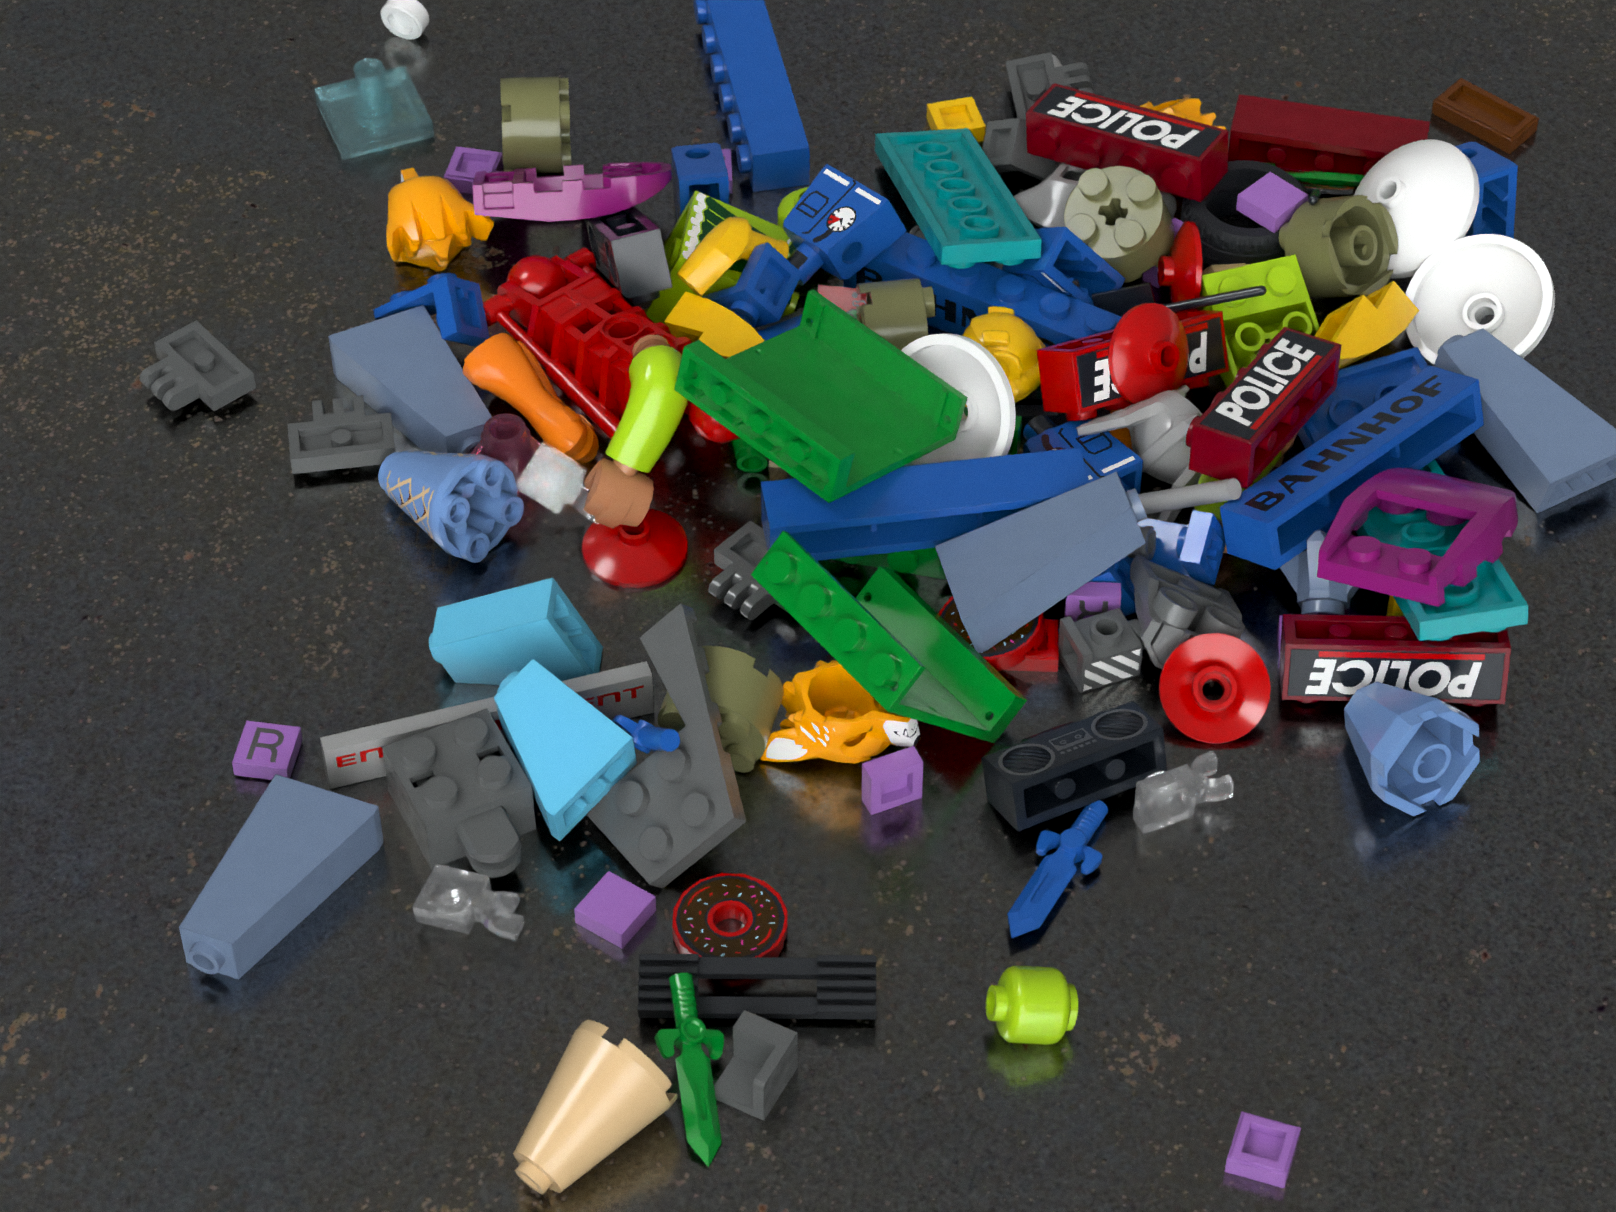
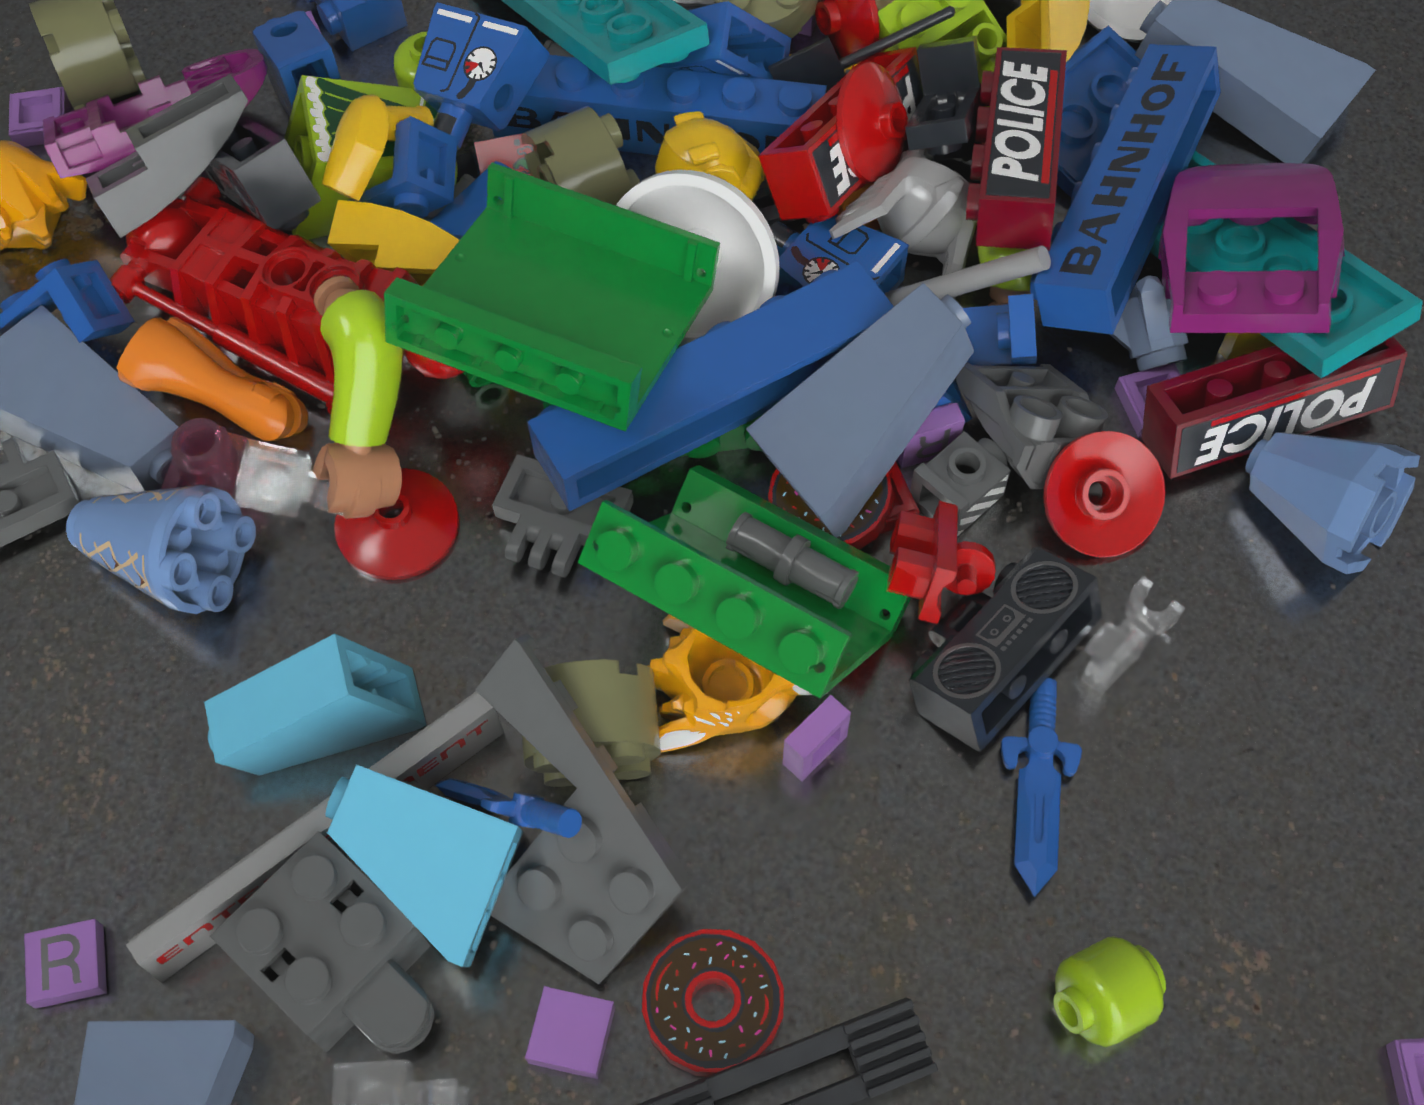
camera: 20 degrees left, 15 degrees up
(566, 219) = (169, 154): none -> slope
(931, 649) = (792, 560): none -> dark grey pin
(1039, 683) = (932, 559): none -> red hips
(1236, 346) = (951, 98): none -> black bracket

